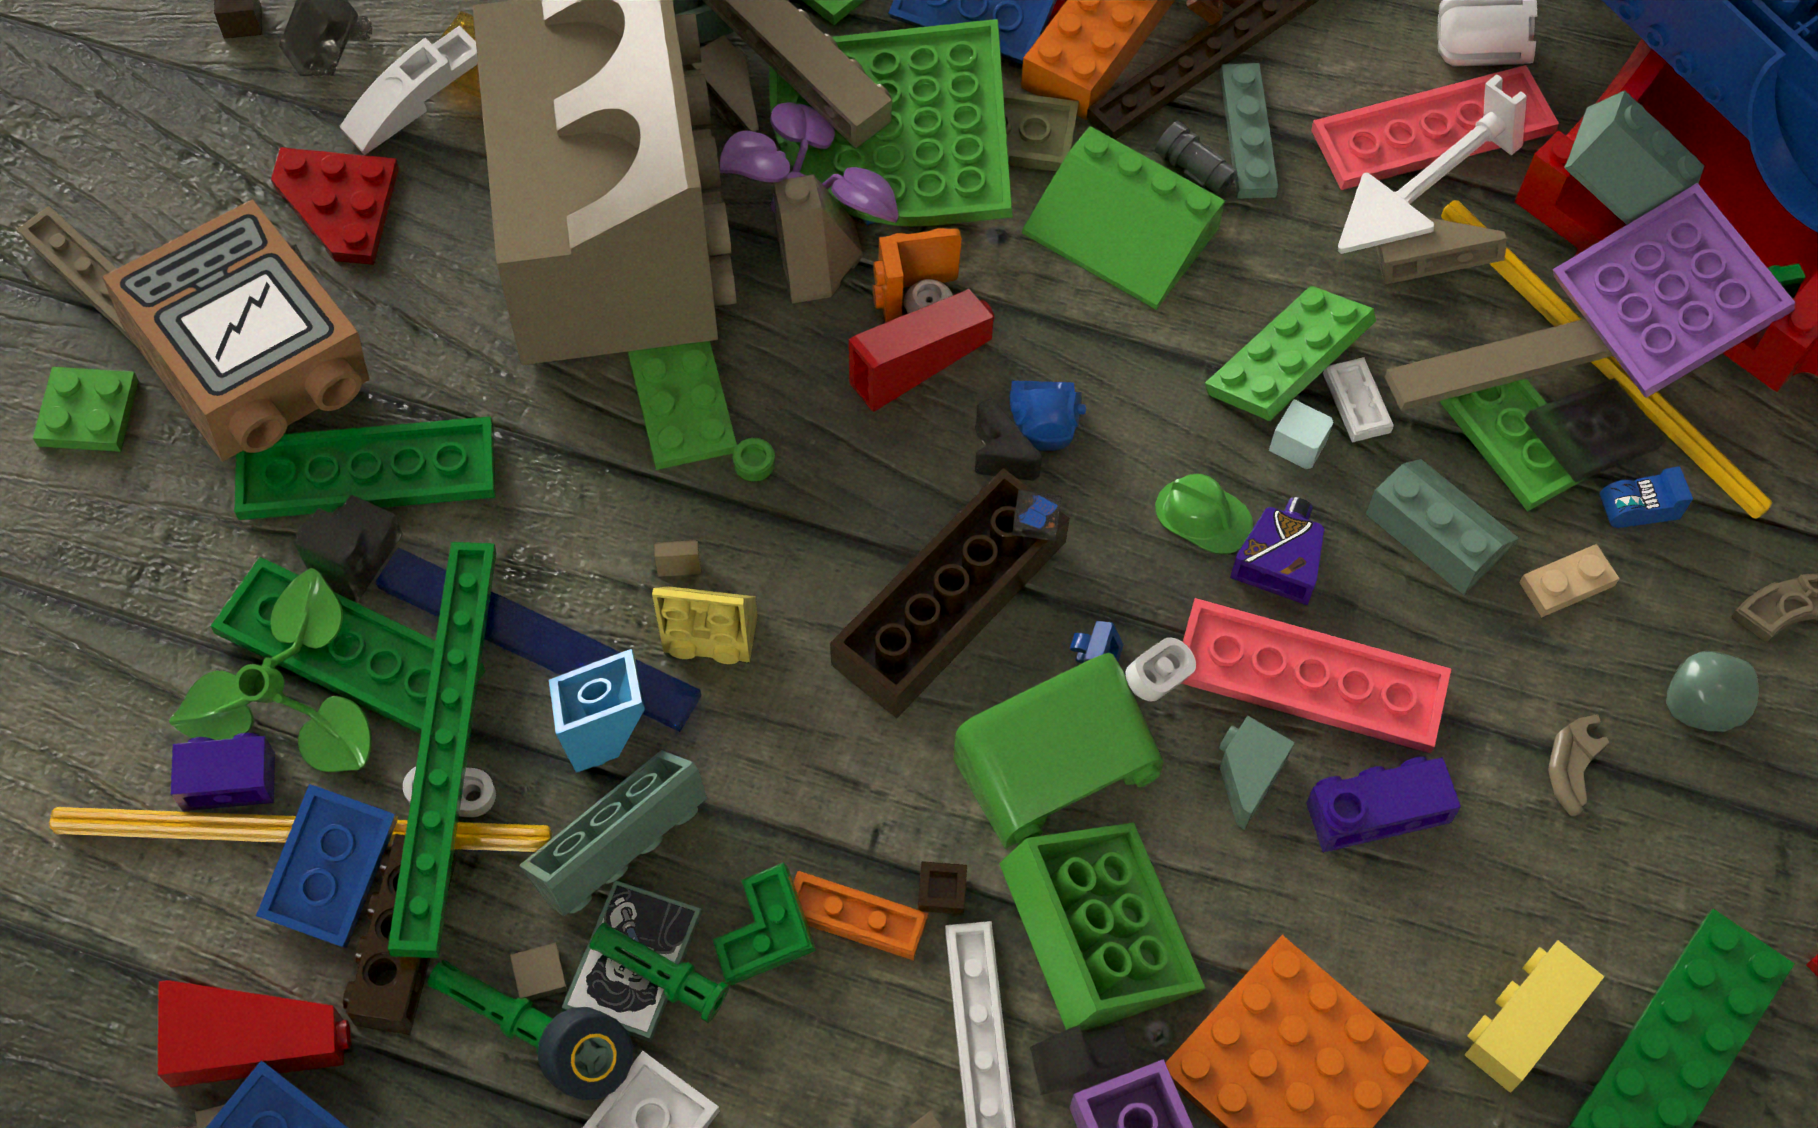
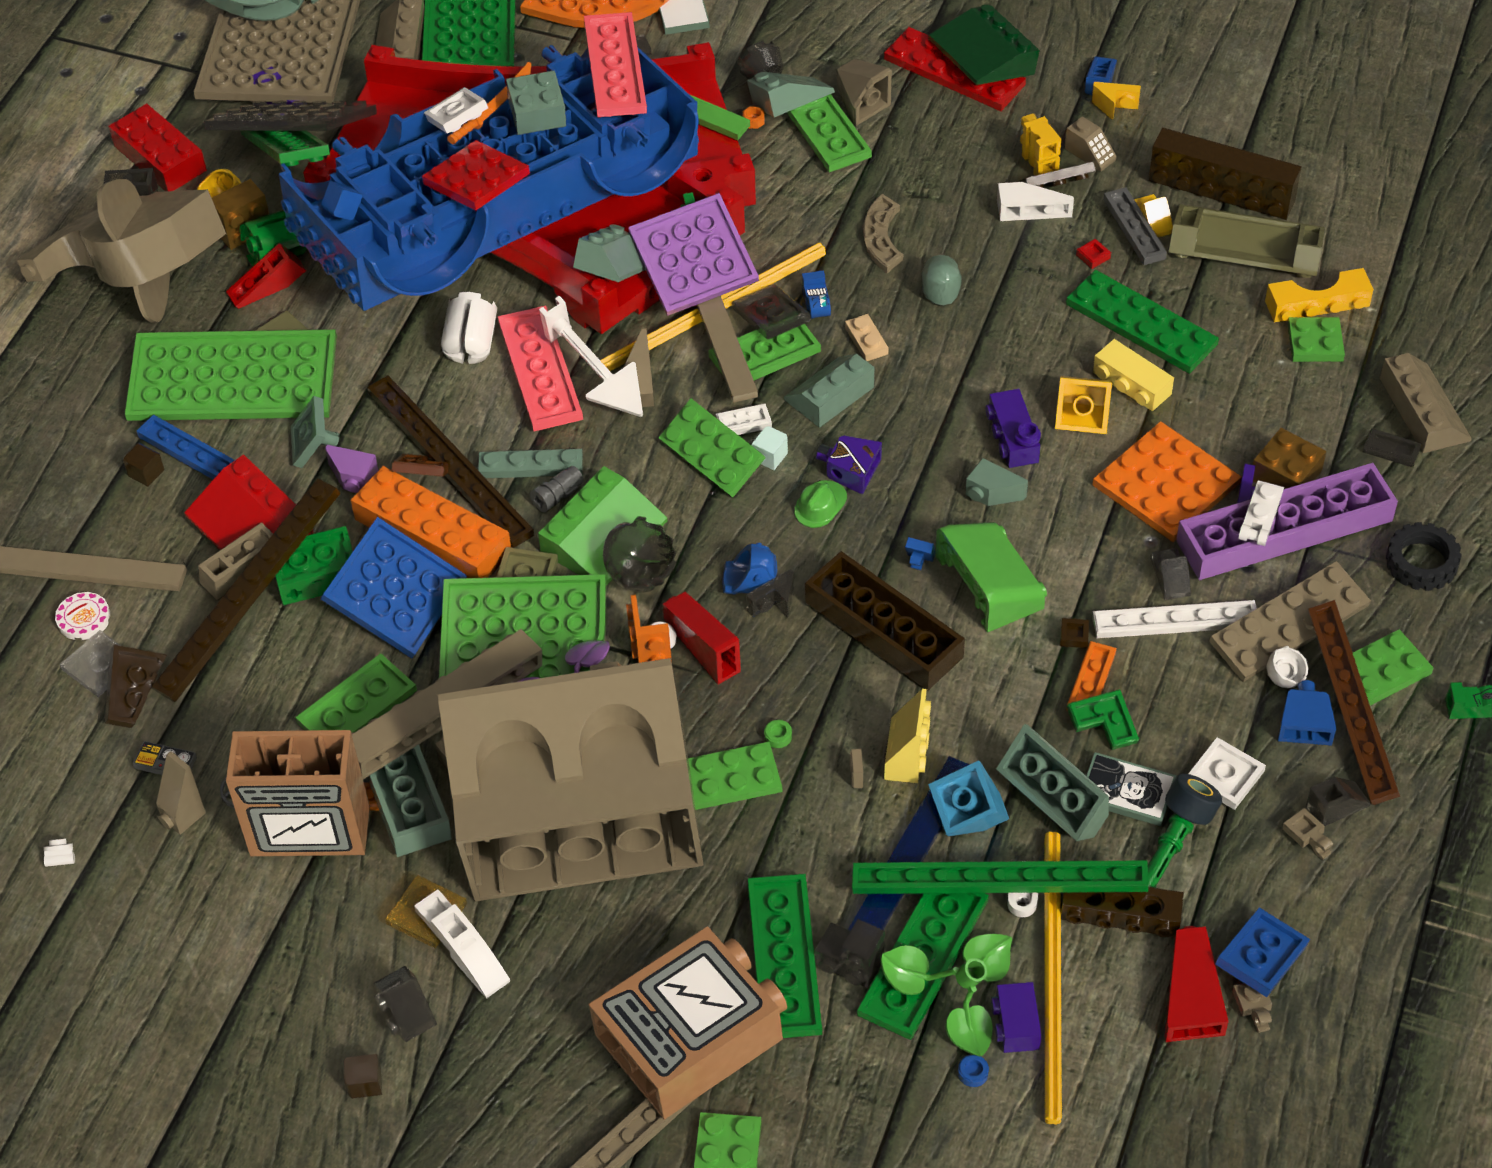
camera: 85 degrees left, 10 degrees down
(152, 715) = (973, 1071): none -> blue tile
(327, 866) = (1082, 945): blue plate -> none
(338, 198) = (547, 996): red plate -> none
(539, 972) = (1139, 837): dark tan tile -> none
(677, 987) = (1139, 764): green pin -> none
(1037, 515) = (842, 563): clear smoke tile -> none
(1054, 252) = (639, 555): none -> clear smoke piece
(1100, 924) = (1094, 560): bright green slope -> none
(1160, 669) = (941, 513): white plate -> none
(1316, 675) = (931, 456): coral plate -> none
(1453, 924) = (1083, 405): none -> yellow slope
(1569, 758) = (975, 347): dark tan piece -> none

